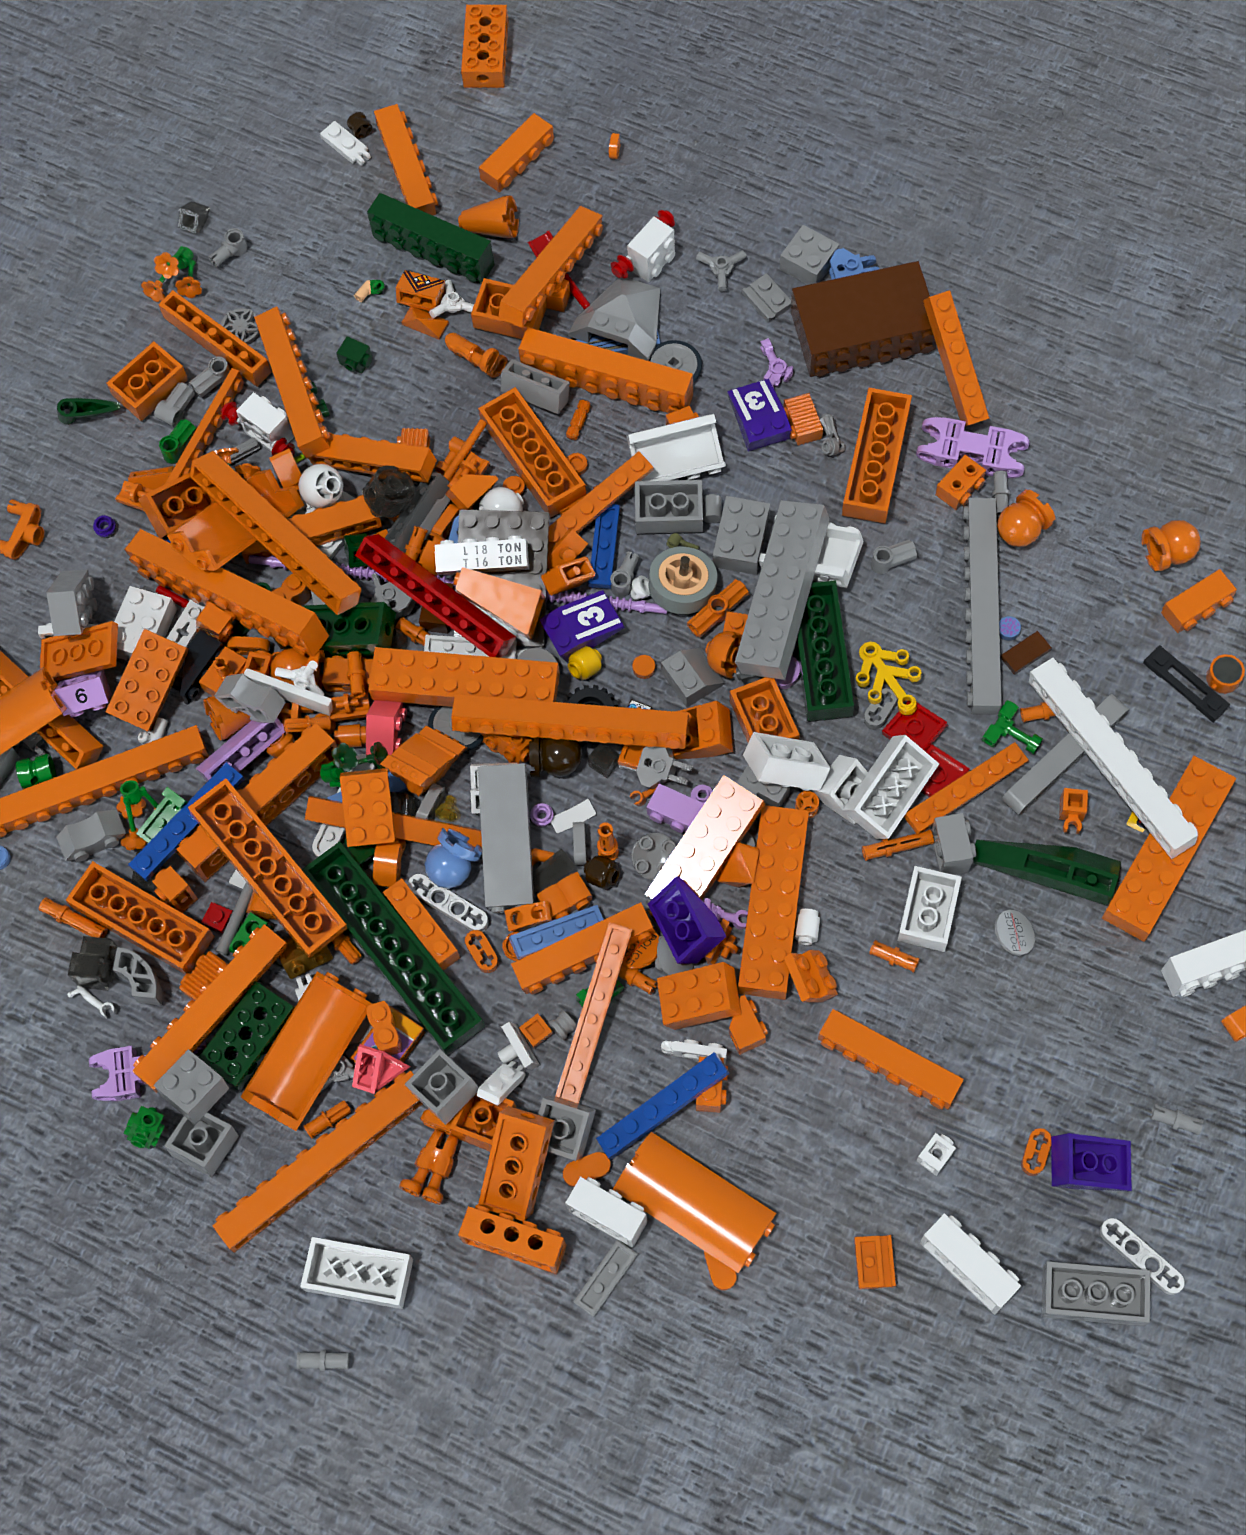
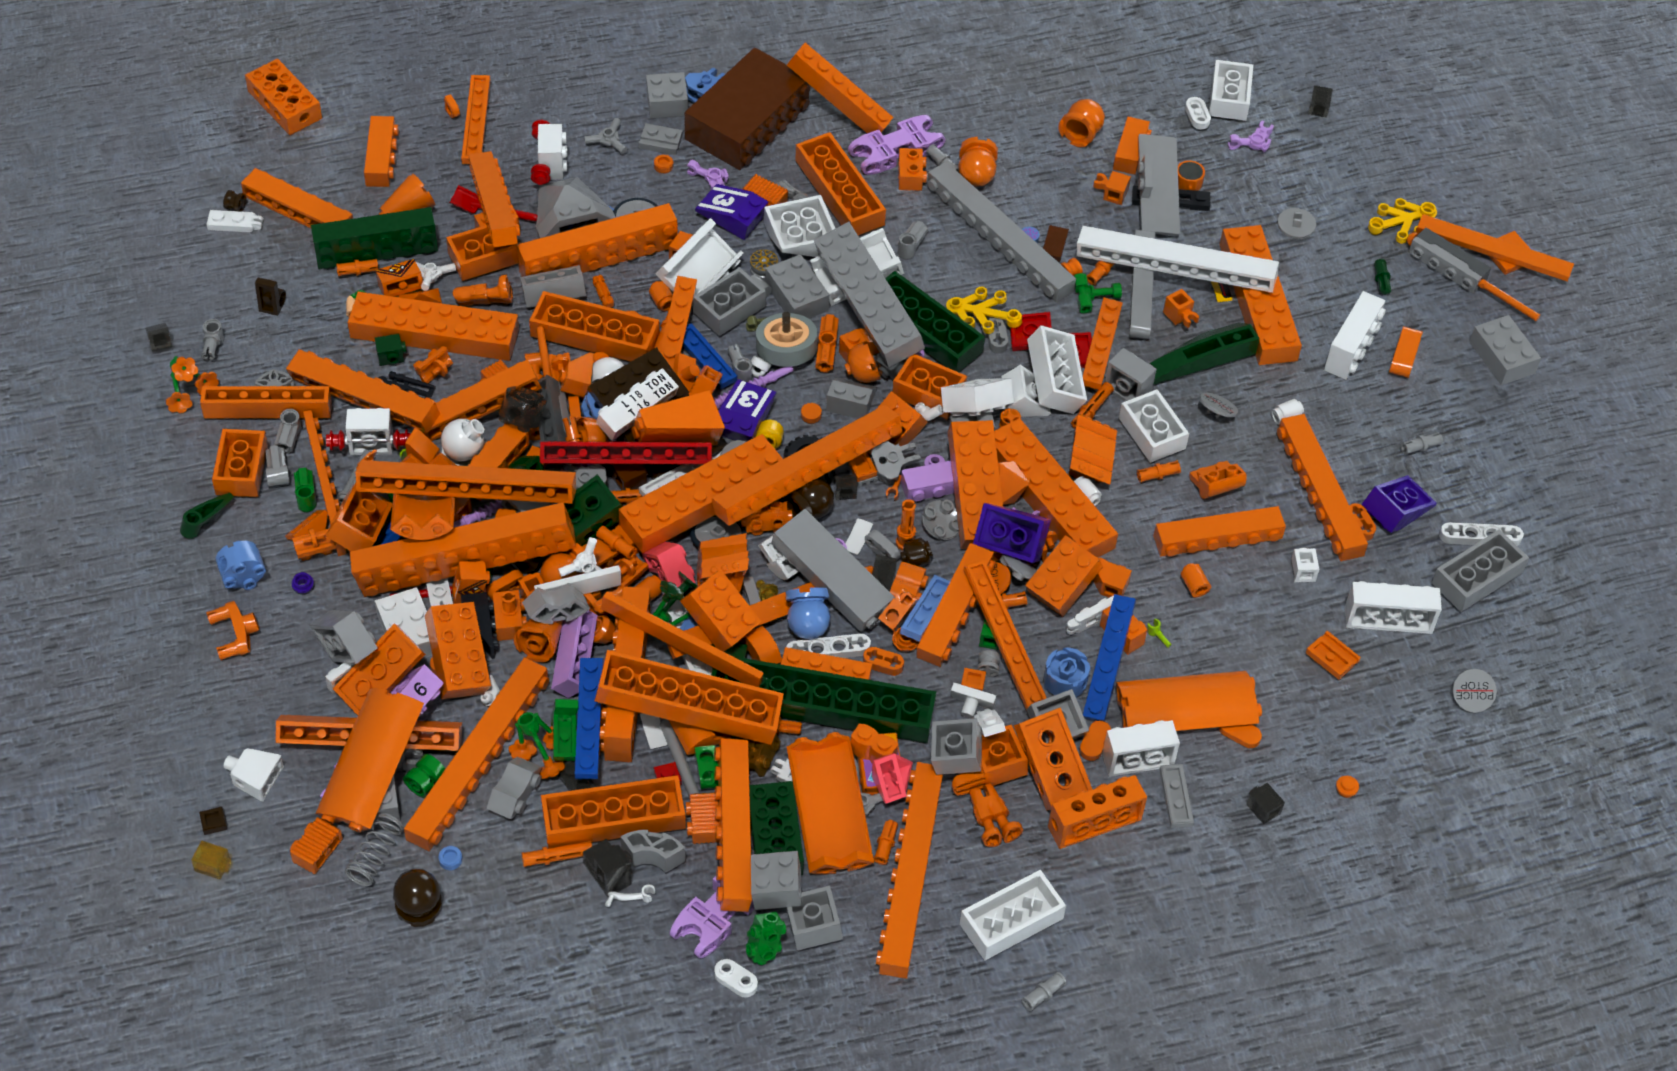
camera: 50 degrees left, 15 degrees down
(65, 477) = (240, 565): none -> medium blue brick
(105, 1138) = (734, 978): none -> white plate
(173, 890) = (620, 767): orange brick -> none
(305, 238) = (269, 296): none -> dark brown plate
(311, 811) = (681, 640): none -> orange tile
(327, 380) = (406, 380): none -> black piece
(376, 395) = (434, 365): none -> orange hips
(399, 256) = (357, 267): none -> orange pin
(408, 357) = (434, 325): none -> orange brick
(615, 1089) = (1066, 671): none -> medium blue brick
(619, 456) = (661, 295): none -> orange brick
(627, 170) = (476, 116): none -> orange plate
(670, 1350) = (1265, 803): none -> clear smoke brick
(737, 486) = (759, 263): none -> light grey wheel
(739, 739) = (927, 412): none -> white arm
(740, 1114) = (1155, 631): none -> lime hand
(746, 325) = (663, 163): none -> orange tile
(762, 1396) = (1347, 786): none -> orange plate
(799, 472) = (797, 224): none -> white slope
(811, 976) = (1129, 517): orange plate -> none
(820, 1089) = (1195, 580): none -> orange brick
(846, 892) = (1093, 450): none -> orange slope
(939, 1005) = (1218, 479): none -> orange brick
(969, 1405) = (1474, 690): none -> light grey piece
(1011, 691) = (1073, 266): none -> orange wheel
(1031, 1089) = (1322, 487): none -> orange brick
(1076, 989) = (1287, 409): none -> white brick
(1138, 635) = (1115, 187): none -> orange brick
(1179, 662) = (1158, 184): none -> light grey bracket

